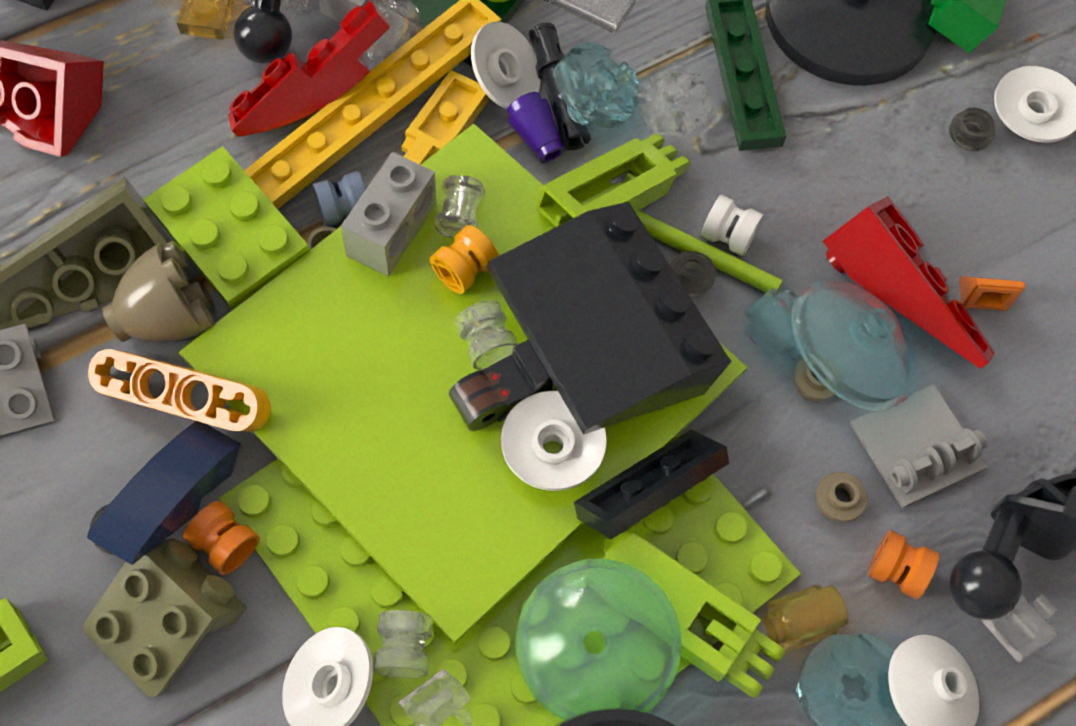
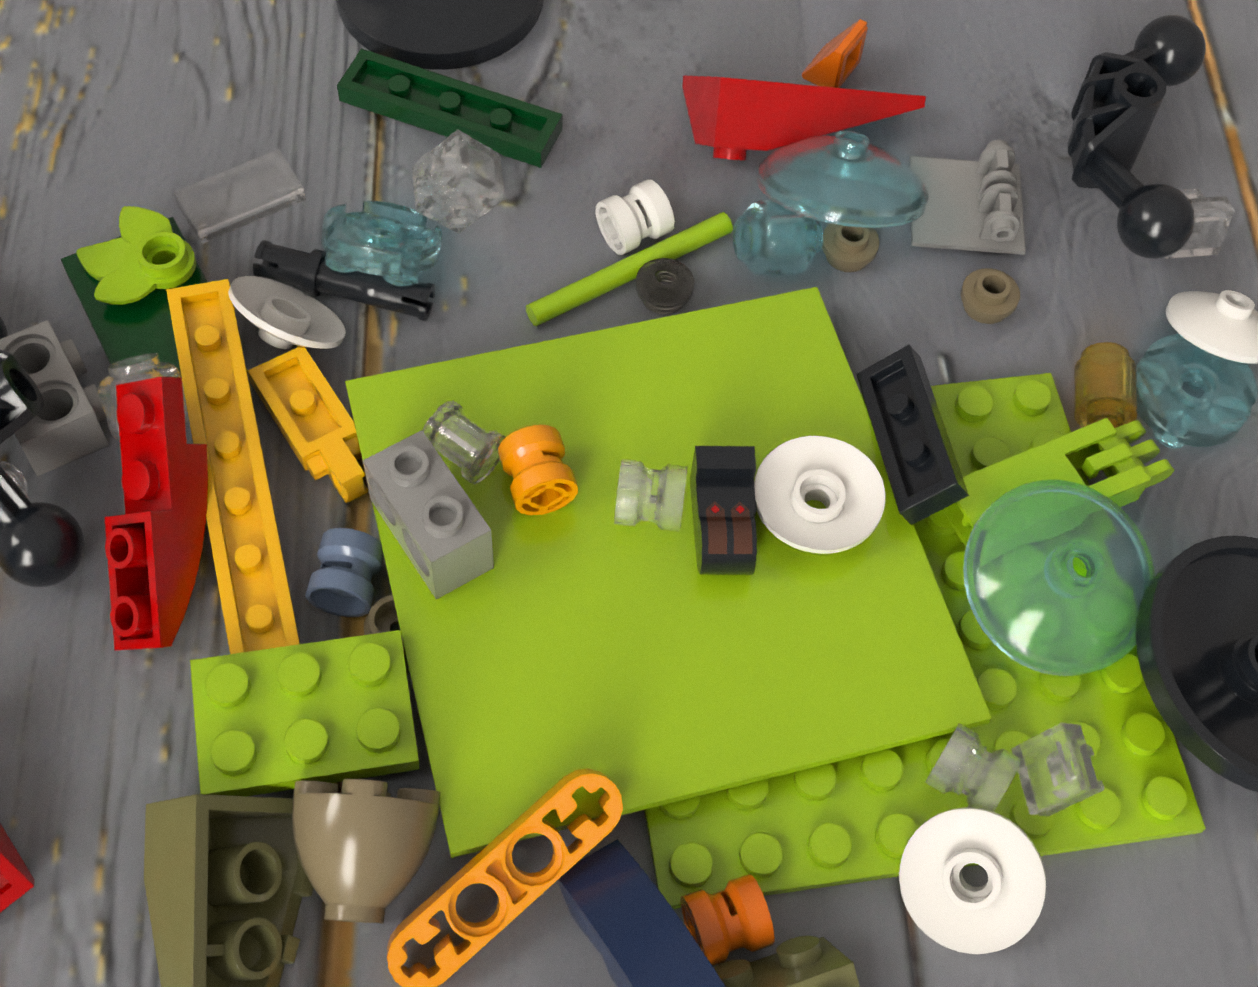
camera: 60 degrees left, 5 degrees down
(536, 126) = (384, 328): dark purple cone -> none
(591, 184) = (528, 326): lime hinge -> none
(609, 318) = (712, 360): black slope -> none
(903, 564) = (1095, 277): orange wheel -> none

